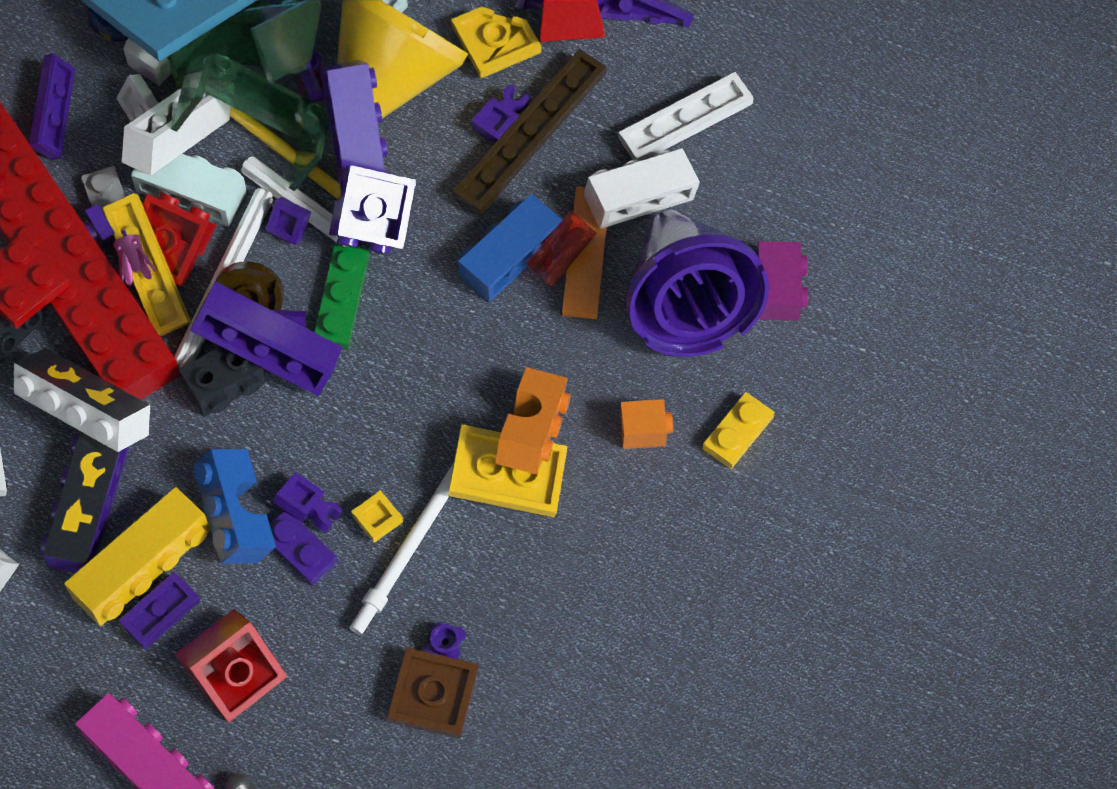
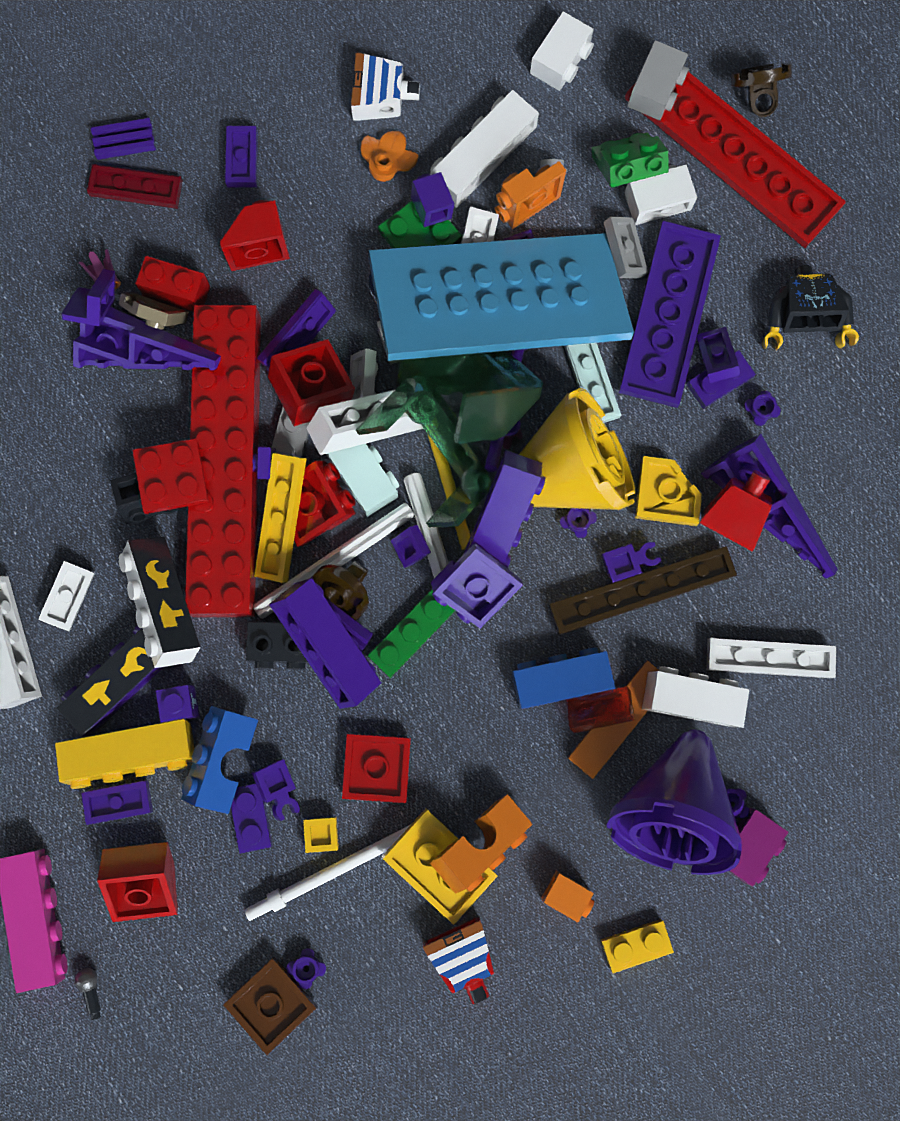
camera: 30 degrees right, 15 degrees up
(91, 132) = (309, 380): none -> red brick
(132, 257) = (267, 504): flat silver piece -> none
(157, 480) = (177, 703): none -> dark purple brick
(389, 427) = (376, 768): none -> red plate
(429, 100) = (580, 529): none -> dark purple plate
(585, 536) = (462, 959): none -> torso

